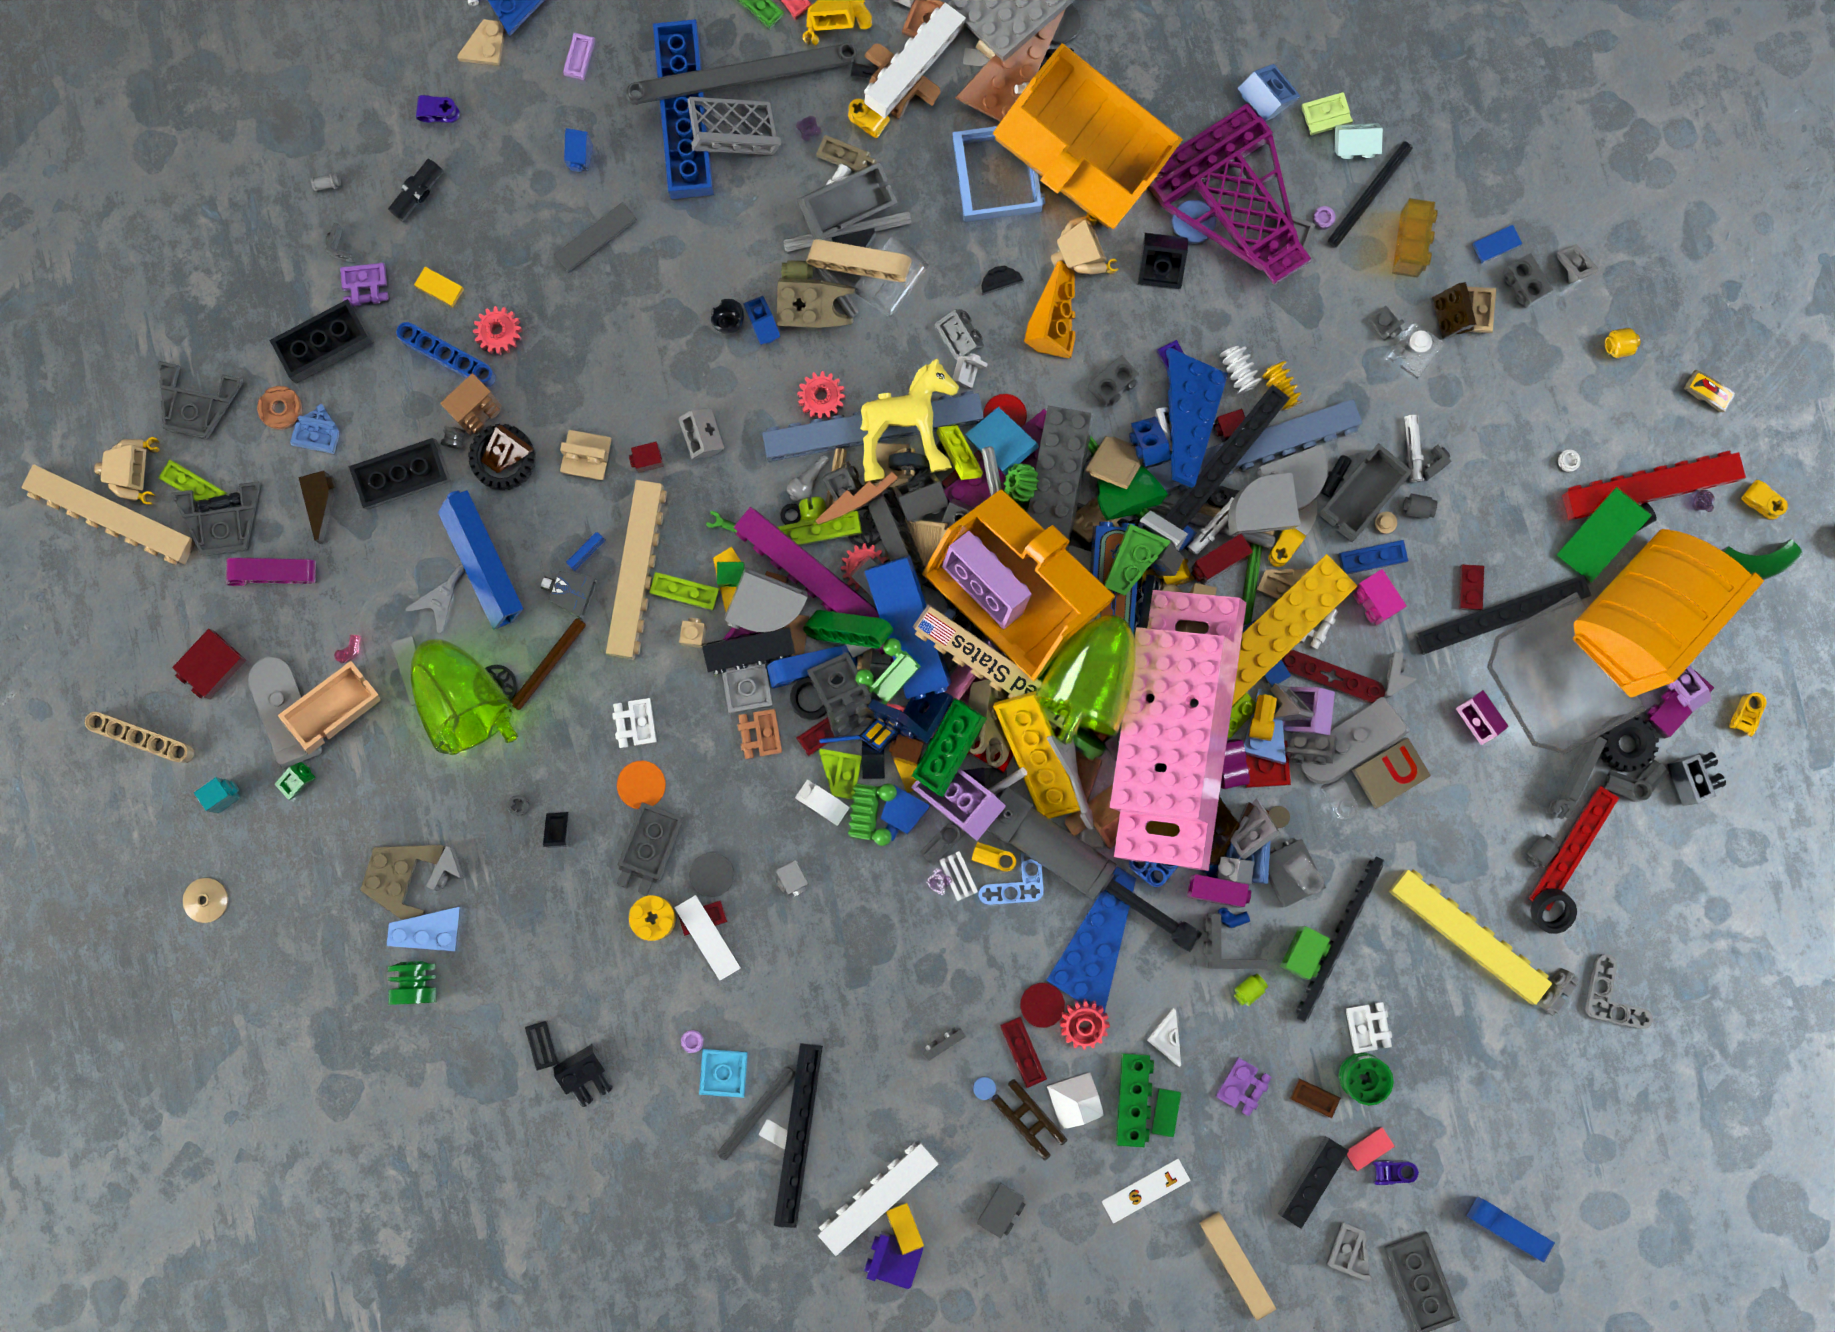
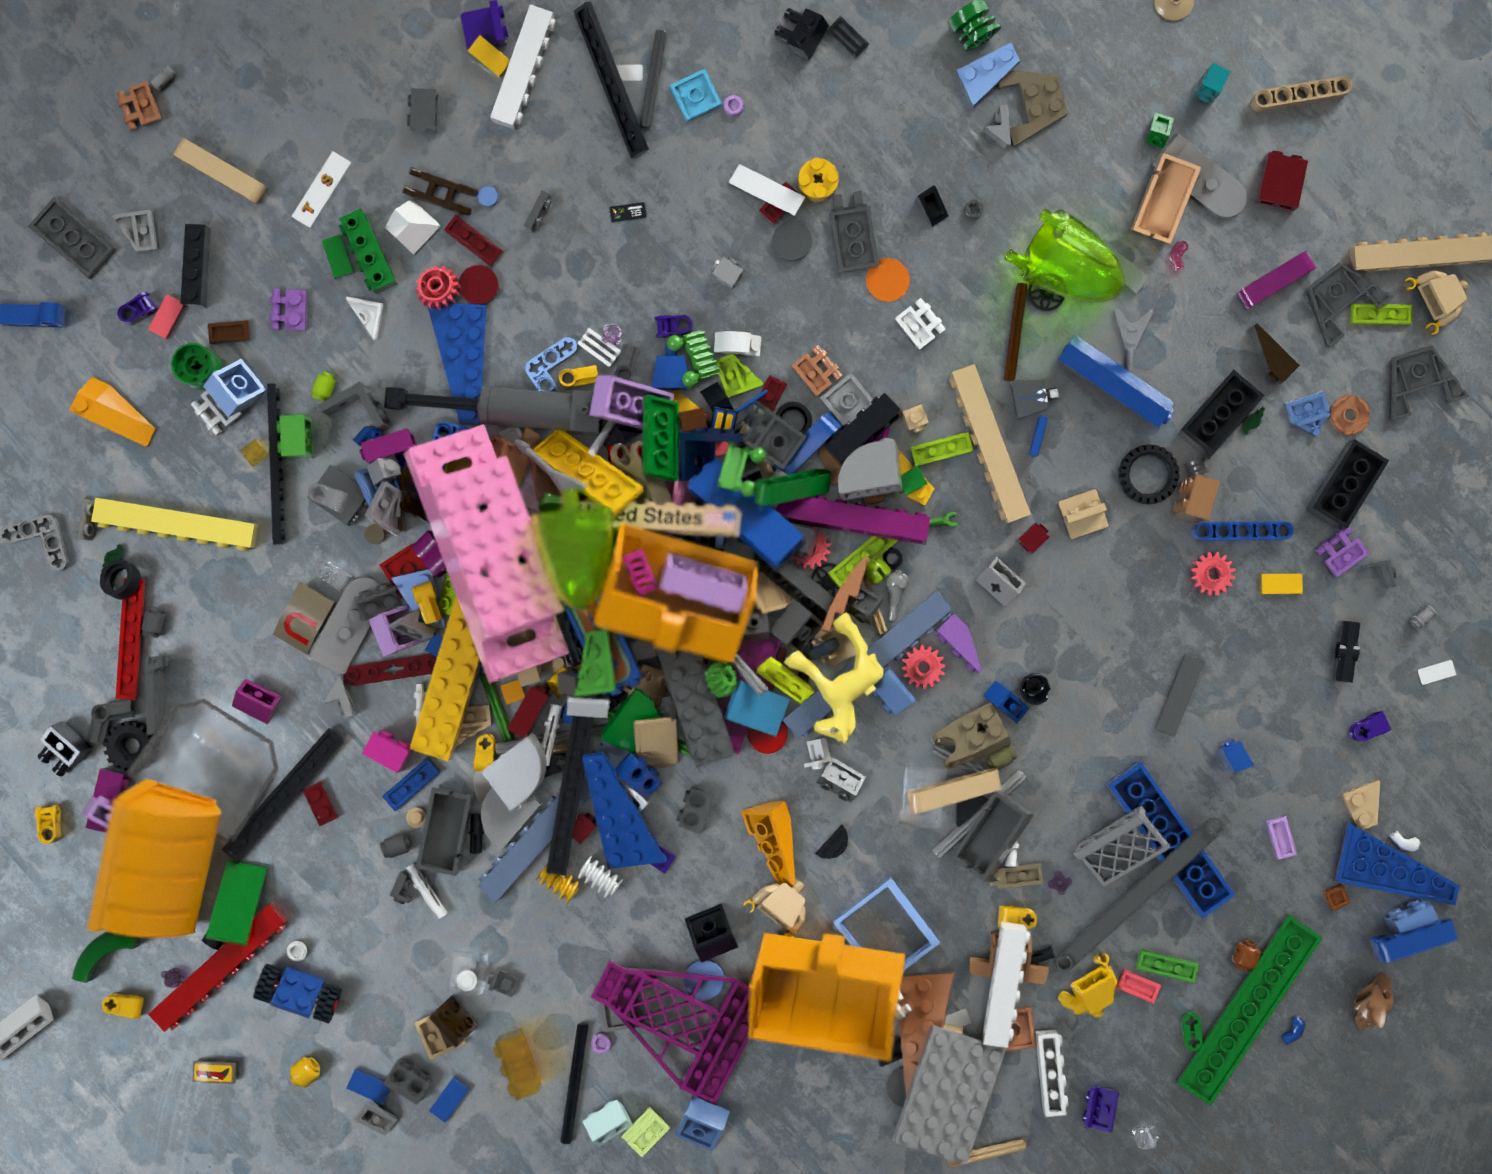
camera: 150 degrees right, 5 degrees up
(218, 502) = (1351, 311): black axle -> none
(344, 126) = (1436, 672): none -> white sticker
(373, 451) = (1252, 421): none -> dark green piece
(504, 450) = (1149, 479): reddish brown wing -> none
(770, 402) = (958, 636): none -> medium lavender slope
(855, 995) = (628, 212): none -> black sticker
(863, 383) = (892, 693): none -> medium blue slope
(876, 856) = (671, 325): none -> dark purple piece
(1039, 604) = (652, 586): none -> dark pink slope
(1227, 587) = (512, 692): none -> light orange tile
(1339, 1035) = (234, 388): none -> light blue brick
(1354, 963) = (254, 452): none -> clear yellow tile
(1477, 1088) = (107, 408): none -> light orange wedge
(1548, 939) = (113, 555): none -> dark green piece
(1568, 297) = (368, 1086): none -> blue tile
(1590, 418) = (297, 993): none -> plate

